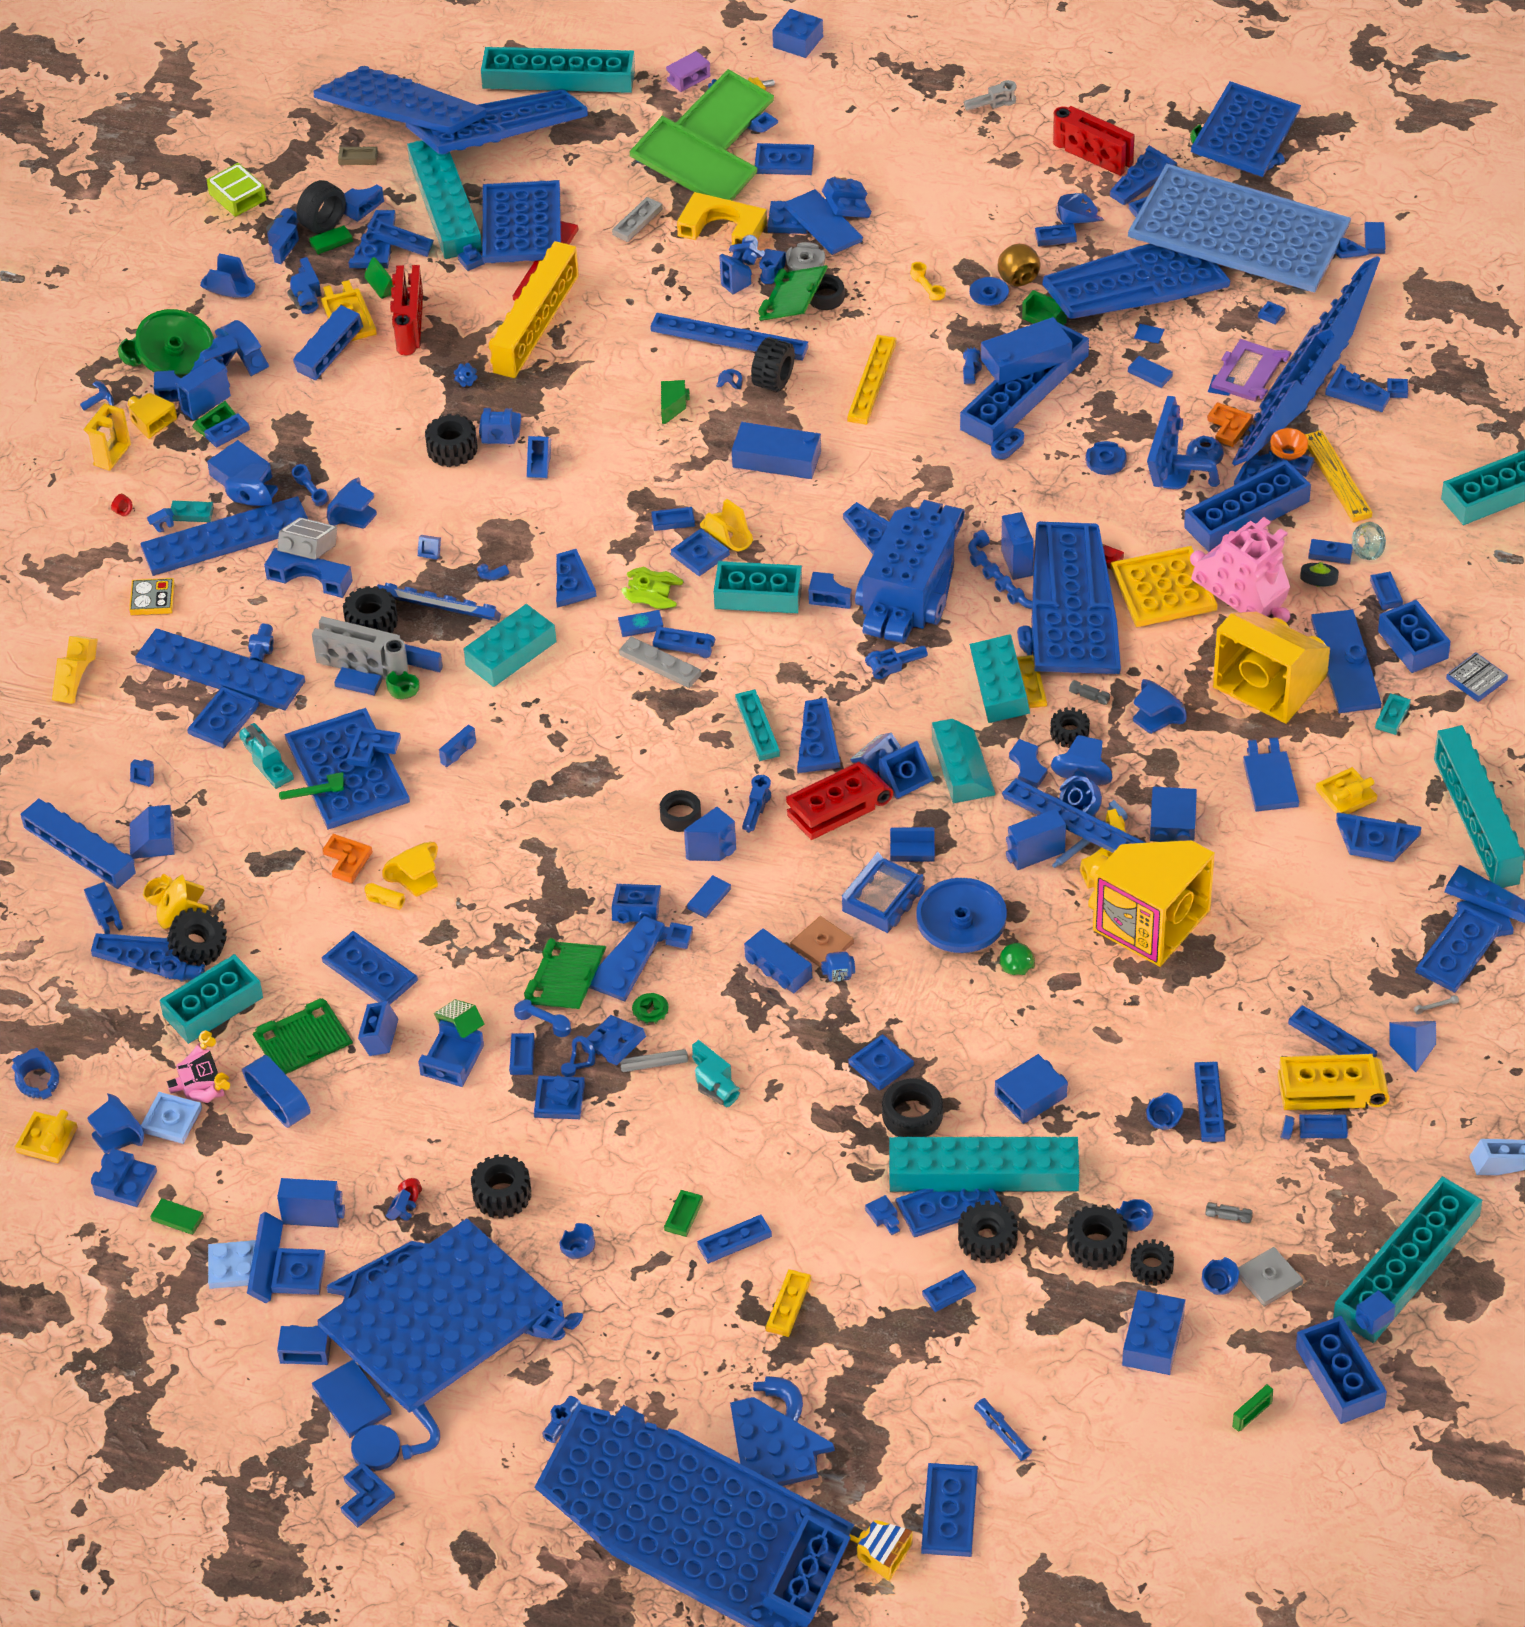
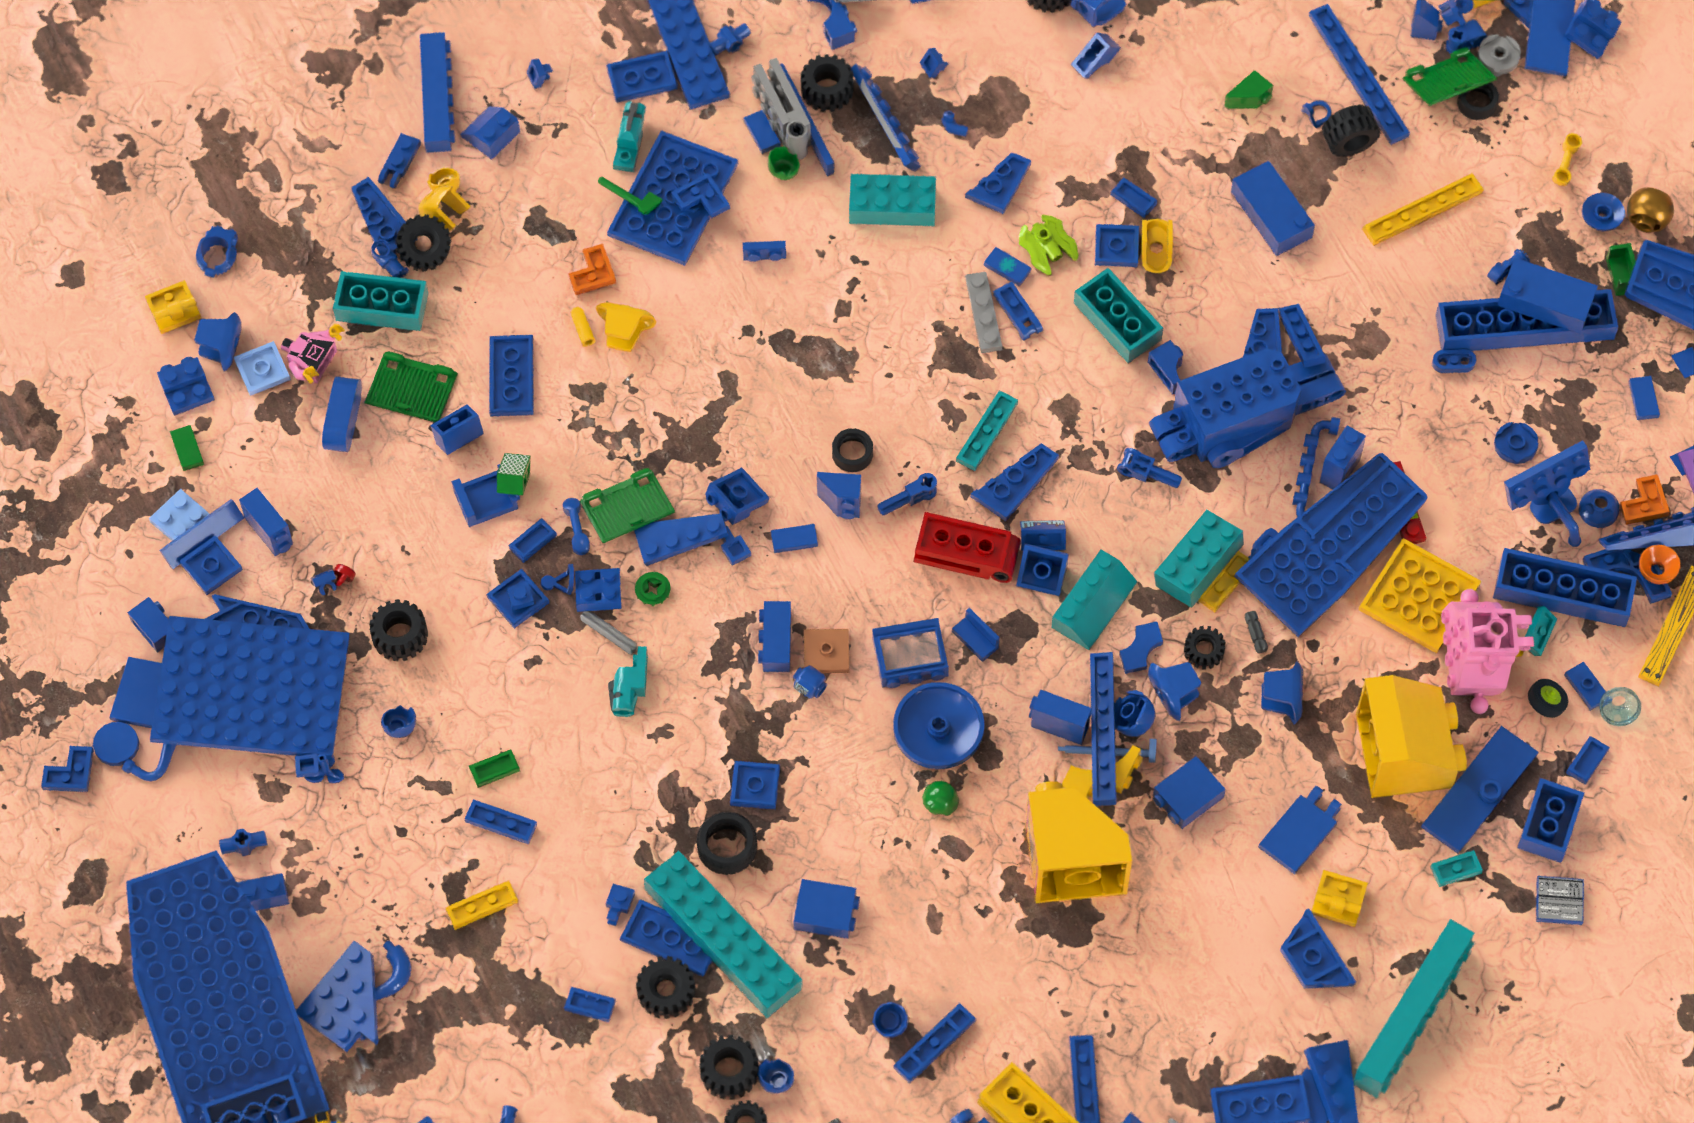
camera: 45 degrees right, 15 degrees up
(896, 500) = (1301, 335): none -> blue plate

